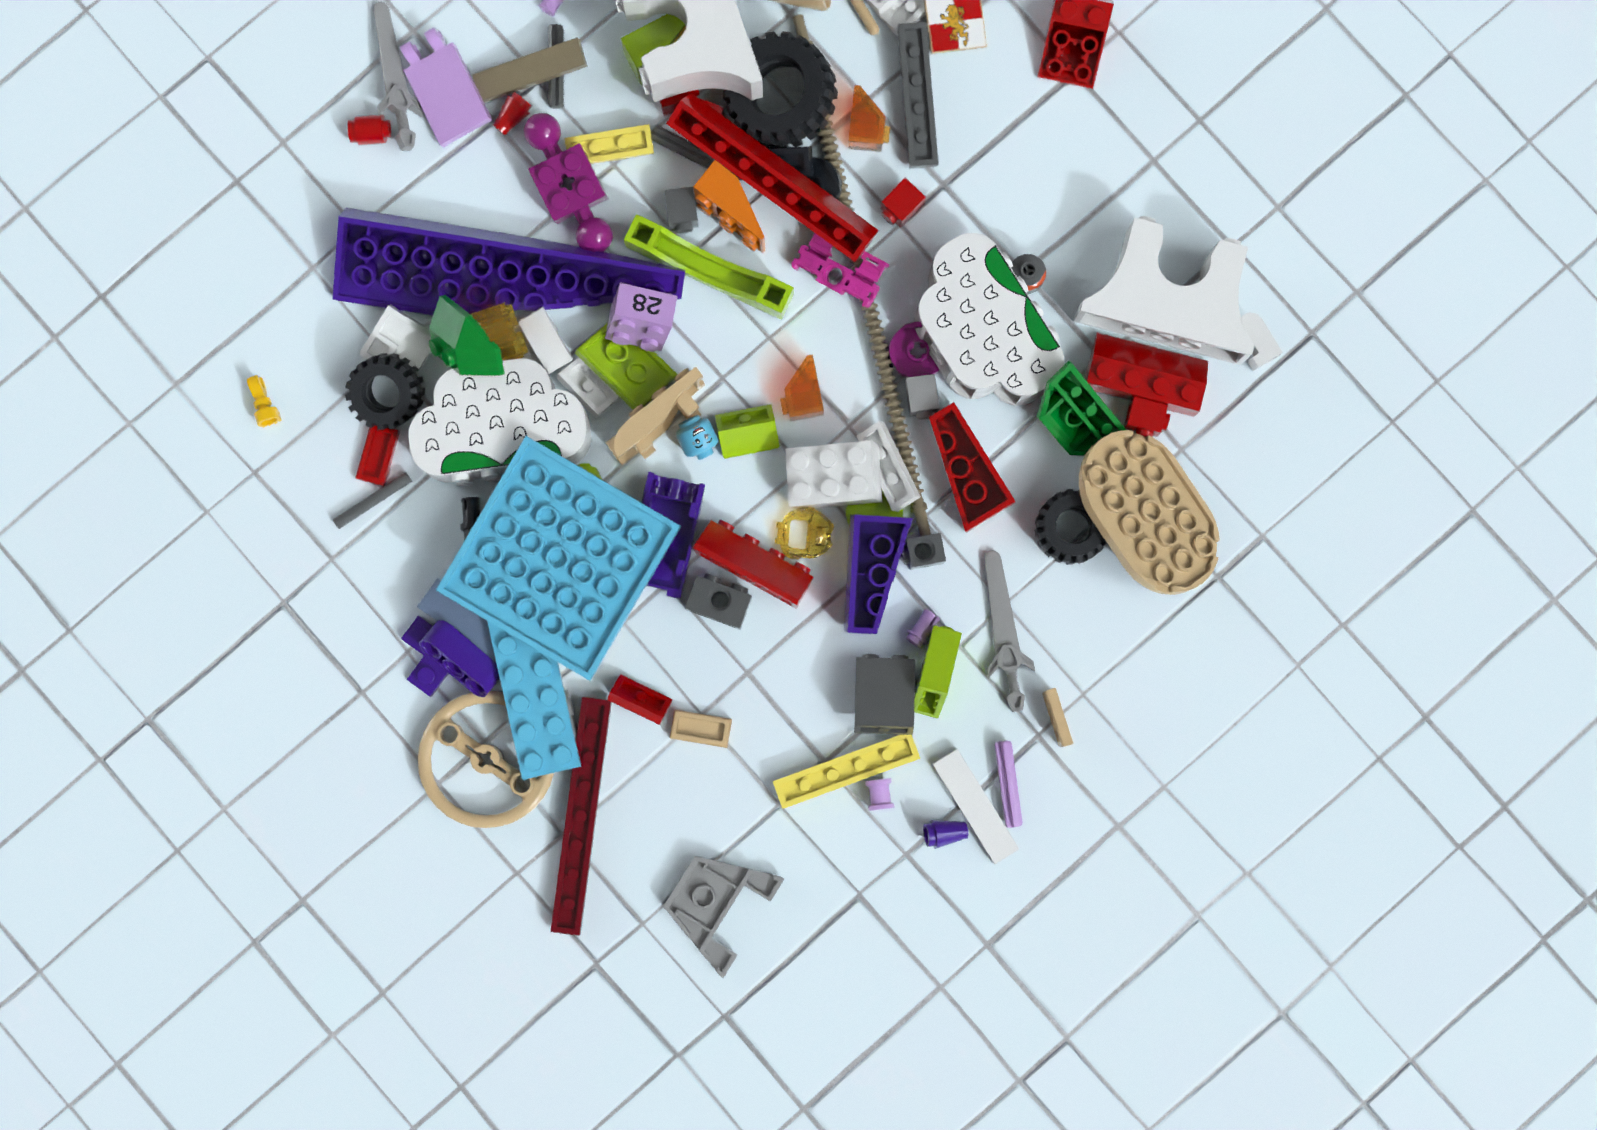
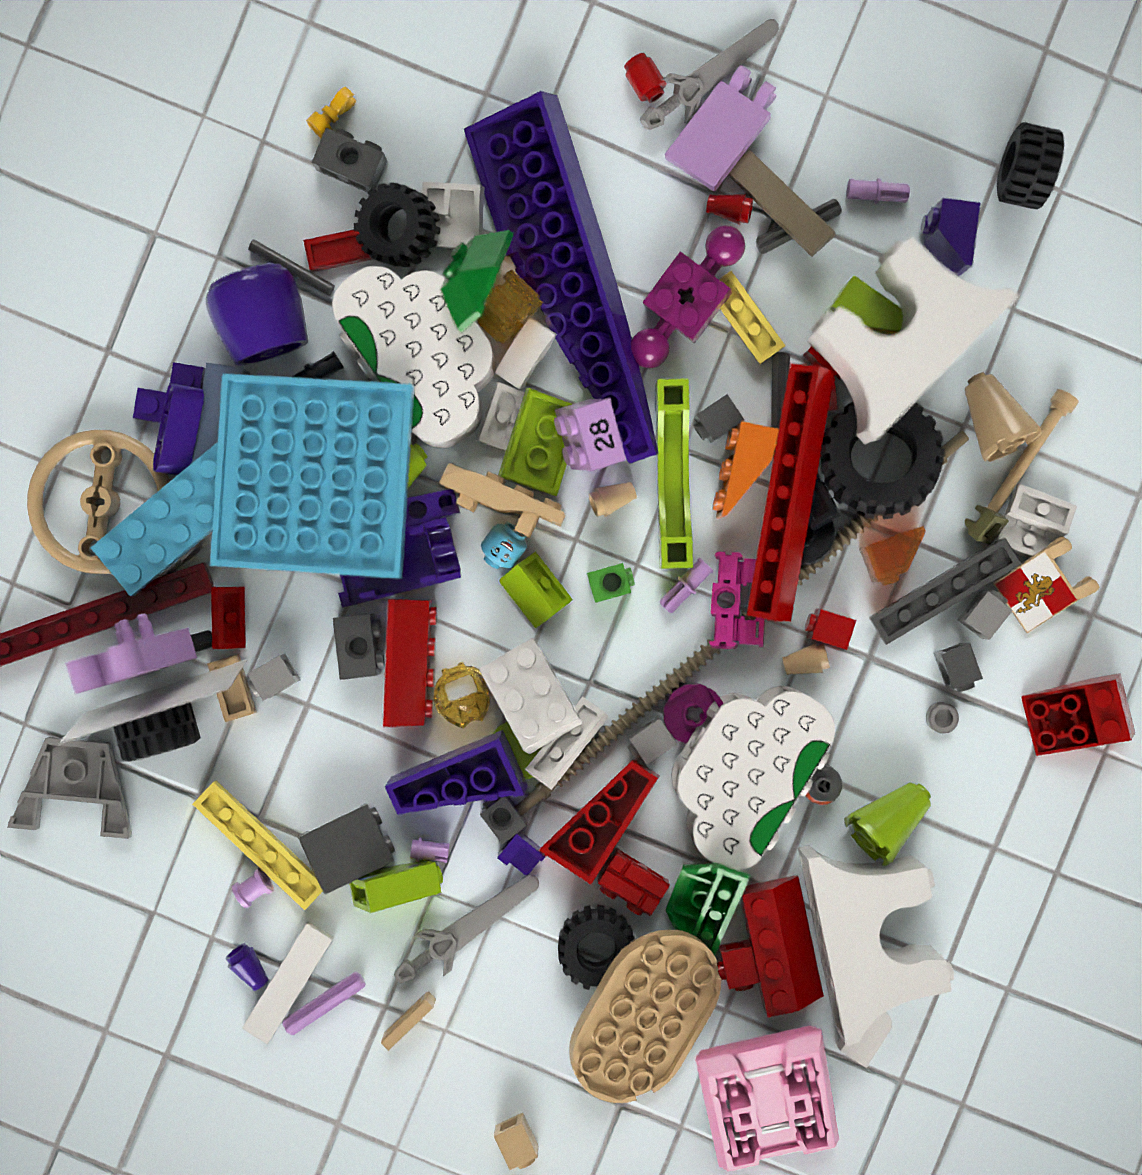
camera: 65 degrees right, 5 degrees up
(326, 404) = (336, 146): none -> dark grey brick
(399, 541) = (257, 313): none -> dark purple piece
(633, 785) = (136, 657): none -> lavender piece
(634, 477) = (431, 507): none -> dark purple leg
(679, 788) = (155, 701): none -> white sticker
(702, 329) = (611, 498): none -> tan cone
(704, 802) = (157, 733): none -> black tyre
(709, 687) = (272, 677): none -> light grey brick
(772, 377) = (596, 582): none -> bright green brick
(803, 393) = (597, 625): clear orange slope -> none
(806, 304) = (685, 585): none -> lavender axle
(881, 34) = (987, 526): none -> olive tile
(919, 235) = (807, 660): none -> tan cone
(953, 71) = (985, 614): none -> light grey brick
(963, 552) = (521, 853): none -> dark purple panel
(986, 114) = (958, 667): none -> dark grey brick
(1023, 149) = (942, 717): none -> light grey tile
(1033, 470) = (632, 882): none -> red brick
(1086, 235) = (889, 821): none -> lime cone
(1206, 677) = (516, 1142): none -> tan brick
(1257, 441) = (768, 1097): none -> bright pink piece

